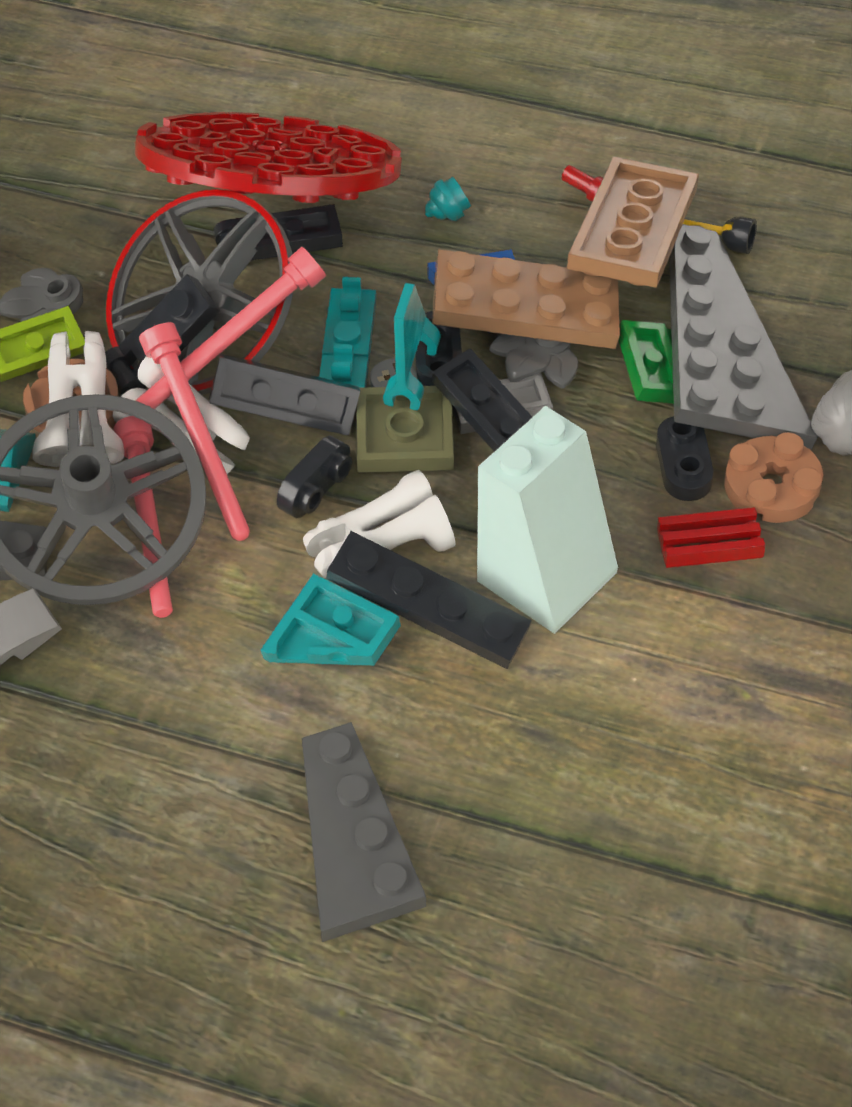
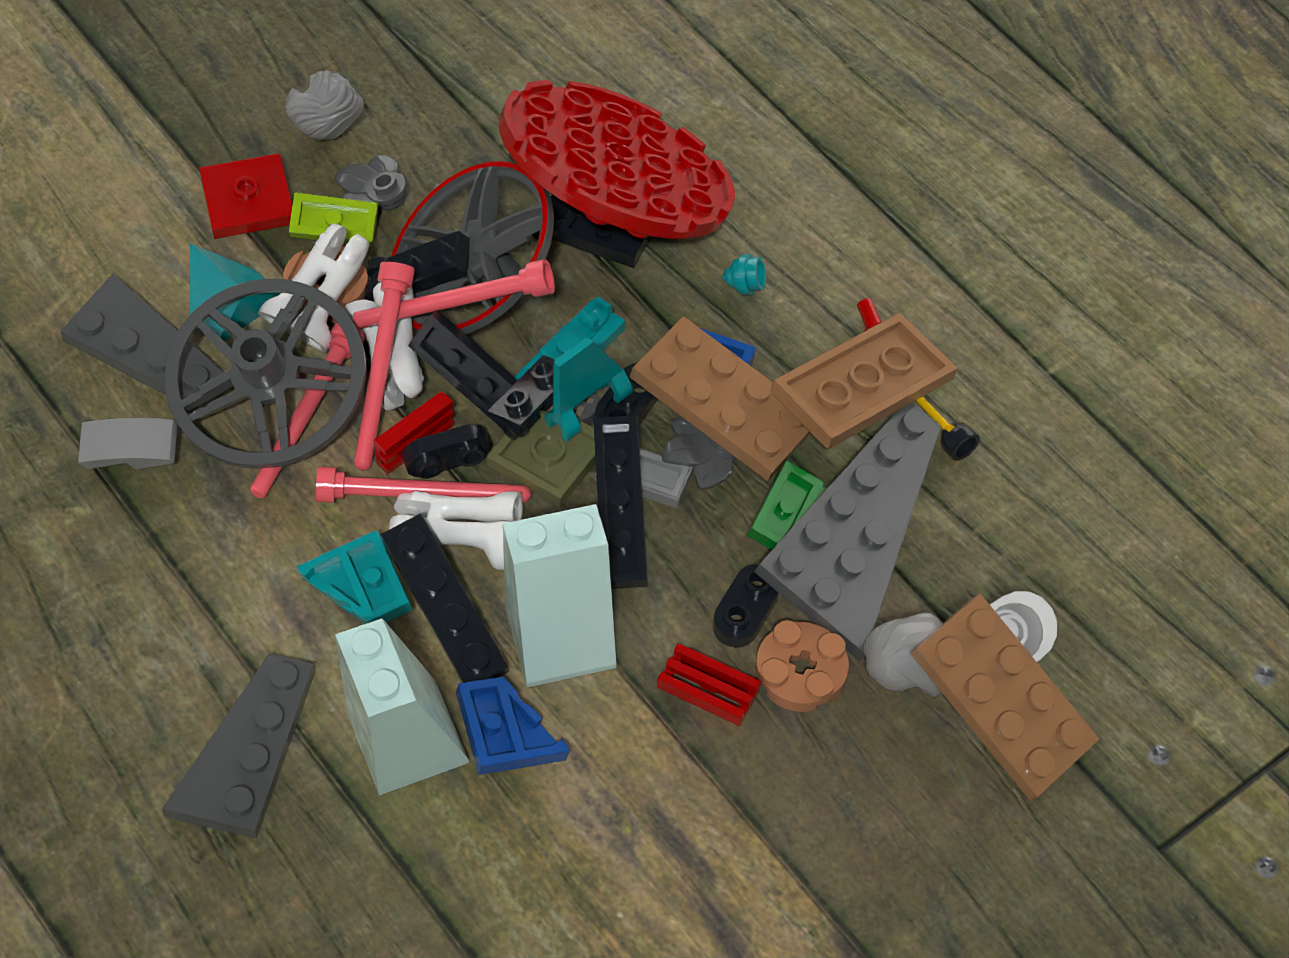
camera: 30 degrees right, 5 degrees up
(232, 563) = (334, 485): none -> coral piece
(270, 474) = (427, 419): none -> red tile
(362, 382) = (522, 402): none -> black hinge
(480, 702) = (395, 709): none -> light aqua slope
(571, 673) = (504, 729): none -> blue wing

